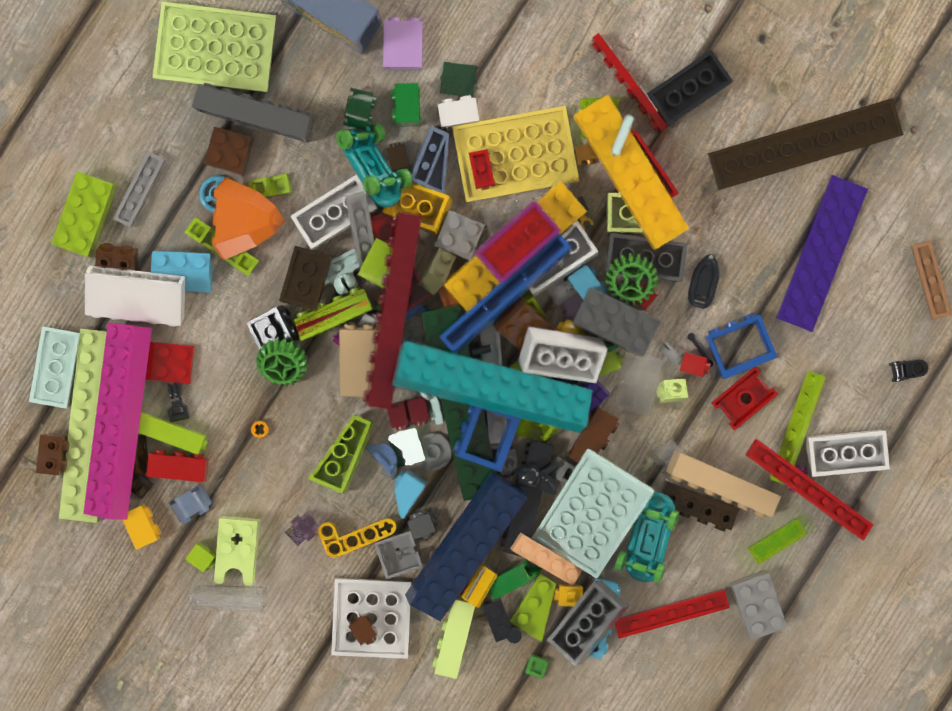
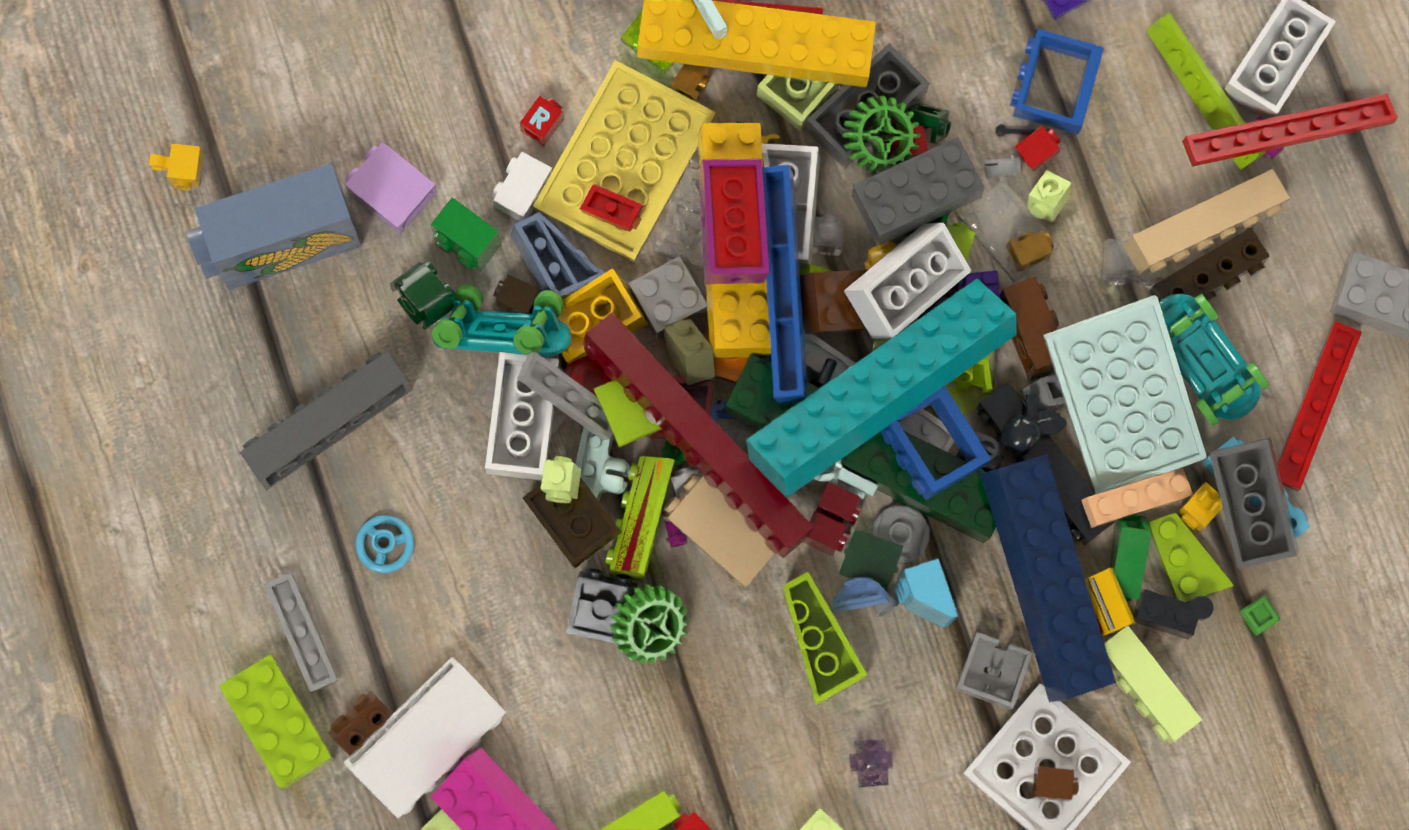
camera: 55 degrees left, 10 degrees down
(170, 362) = (541, 763): red plate -> none
(178, 416) = (577, 787): black piece -> none
(194, 266) = (445, 638): medium azure slope -> none
(204, 233) = (451, 588): lime slope -> none
(214, 47) = (207, 406): yellowish green plate -> none
(229, 151) = (345, 487): reddish brown brick -> none
(242, 218) = (440, 532): orange brick -> none
(266, 429) = (702, 727): light orange bush -> none
(272, 185) = (427, 475): lime slope -> none
(316, 259) = (560, 480): none -> yellowish green brick
(359, 533) = (930, 699): yellow beam -> none
(422, 524) = (979, 613): dark grey brick -> none
(458, 79) = (482, 159): clear green piece -> none
(503, 93) = (542, 120): none -> red brick
(571, 306) = (856, 234): clear purple brick -> none
(584, 279) = (836, 197): medium azure brick -> none
(635, 403) = (1030, 249): none -> pearl gold brick
(667, 296) = (932, 117): none -> dark green bracket
(704, 282) = (948, 65): black piece -> none
(733, 407) = (1119, 143): red piece -> none
(777, 541) = (1322, 217): clear neon green plate -> none

